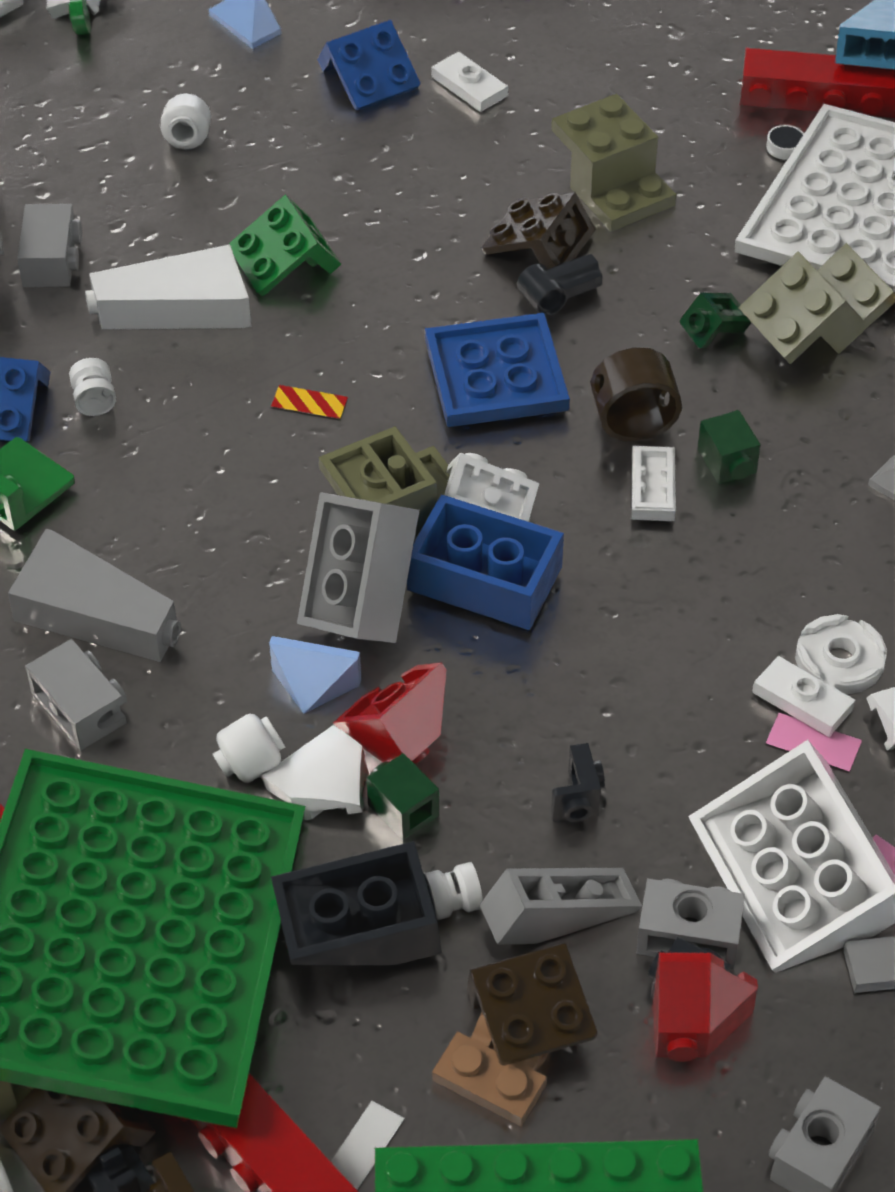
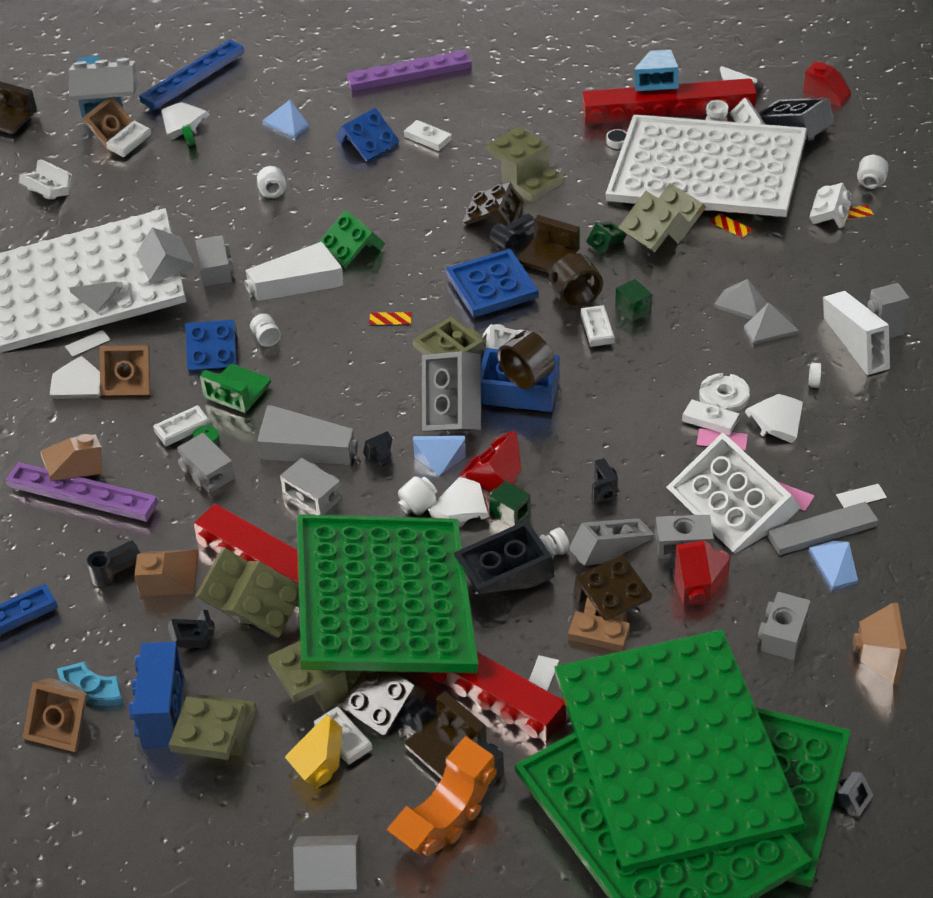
camera: 10 degrees left, 5 degrees down
(212, 642) = (378, 448): none -> black tile
(495, 535) = (526, 359): none -> dark brown piece
(616, 318) = (550, 243): none -> dark brown bracket

